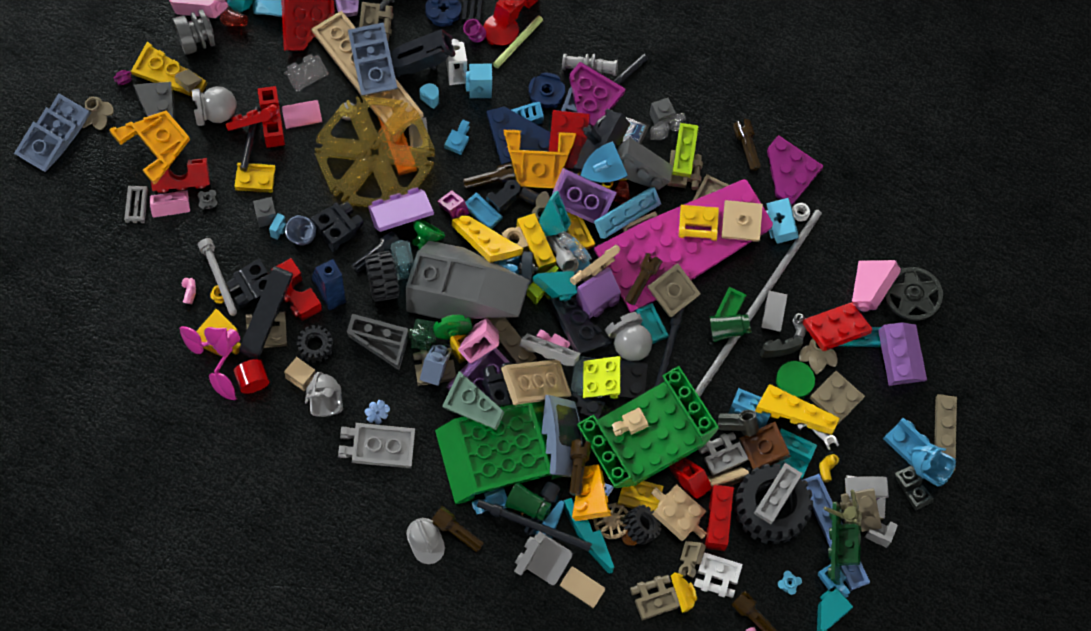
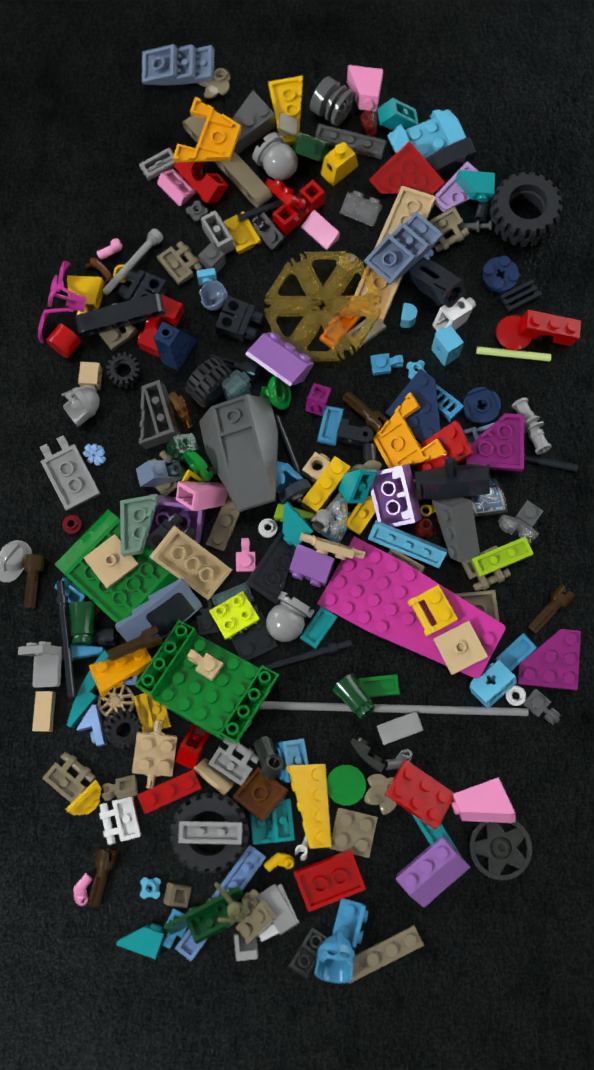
camera: 70 degrees right, 10 degrees up
(123, 77) = (259, 80): magenta plate -> none
(200, 145) = (235, 169): none -> dark tan beam
(205, 307) = (102, 268): none -> reddish brown piece
(224, 72) = (310, 146): none -> dark green torso
(236, 44) = (357, 142): none -> dark grey tile
(244, 192) = (217, 232): none -> light grey brick
(247, 245) = (176, 266): none -> dark tan plate
(254, 59) = (341, 162): none -> yellow torso
(272, 154) = (268, 231): none -> black plate
(389, 314) = (180, 408): none -> clear orange plate
(428, 474) = (77, 526): none -> dark red plate
(474, 30) = (495, 311): magenta wheel -> none
(481, 123) = (412, 366): none -> medium azure plate
(485, 240) = (297, 442): yellow wing -> none
(491, 445) = (109, 563): none -> tan plate
(540, 316) = (270, 533): none -> white plate
(550, 350) = (232, 556): light grey plate -> none
(604, 165) = (429, 495): dark azure shield -> none
(619, 546) = (94, 720): none -> light blue slope
(649, 267) = (360, 593): dark brown piece -> none
(673, 290) = (355, 627): dark tan plate -> none
(765, 189) = (516, 652): none -> dark azure tile
(807, 566) = (177, 895): none -> dark tan slope
(817, 201) = (537, 703): none -> dark grey plate
(865, 435) = (329, 880): none -> red plate

